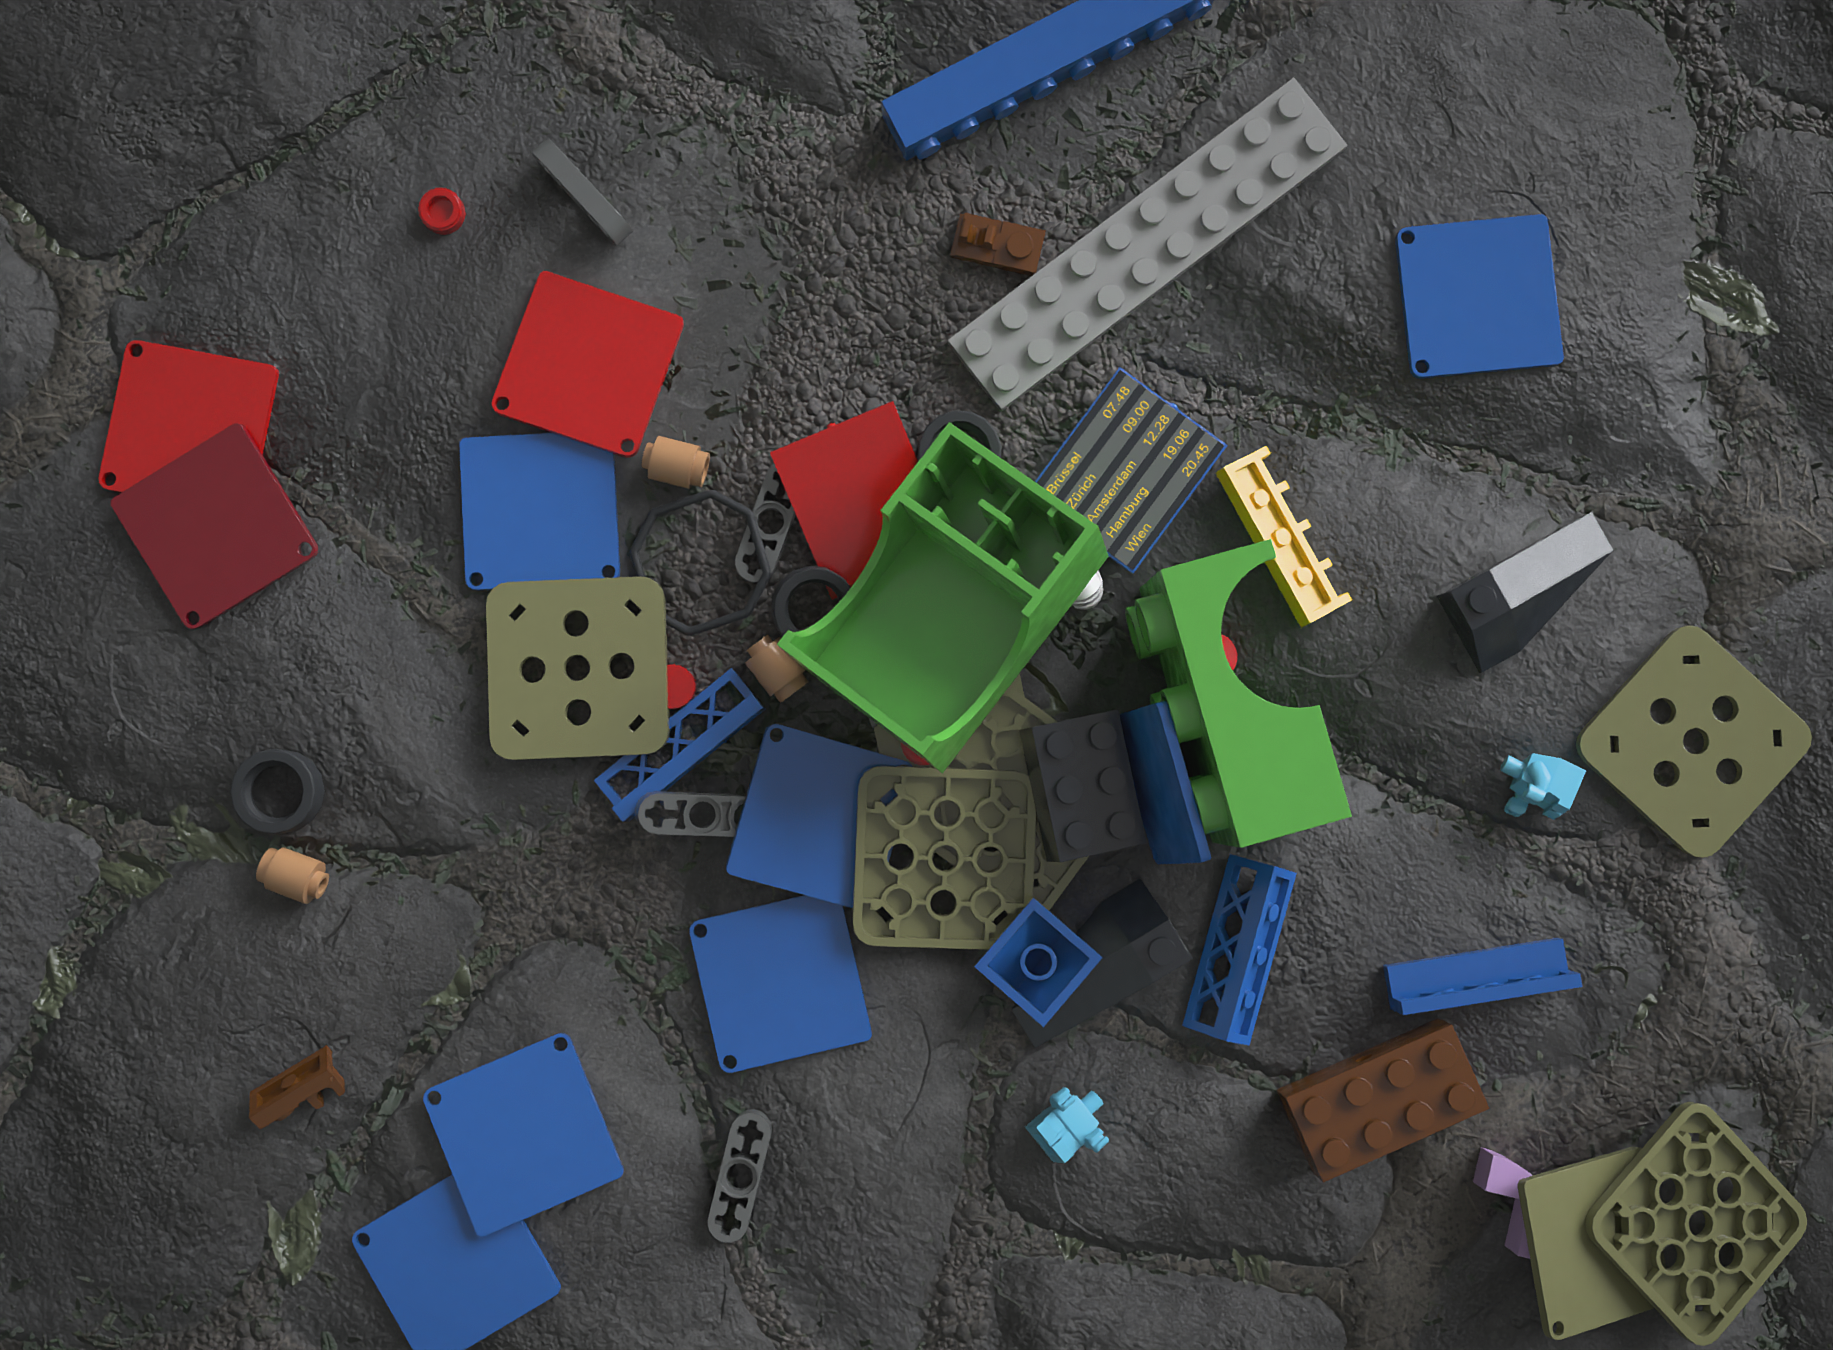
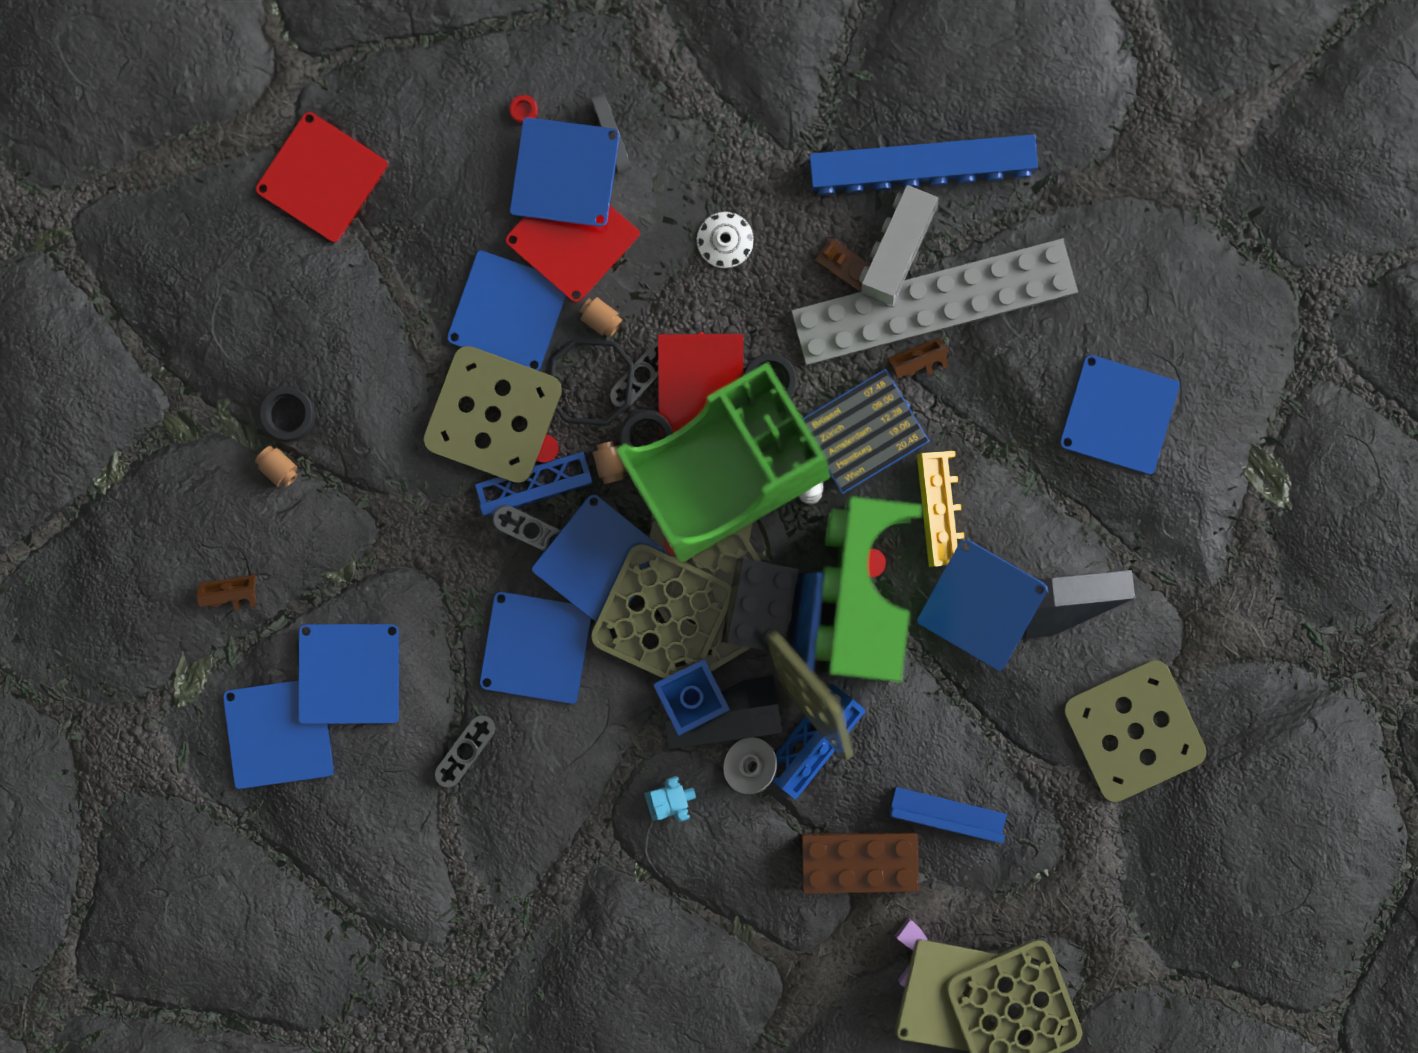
camera: 20 degrees right, 0 degrees up
(214, 526) = (313, 242): dark red piece -> none
(536, 273) = (564, 172): none -> blue piece
(810, 300) = (725, 254): none -> white dish
(1064, 180) = (899, 245): none -> light grey brick
(1145, 1028) = (739, 763): none -> light grey dish
(1160, 332) = (919, 357): none -> reddish brown plate
(1218, 891) = (810, 696): none -> olive piece
(1404, 650) = (982, 604): none -> blue piece
(1542, 782) = (1032, 716): medium azure piece -> none

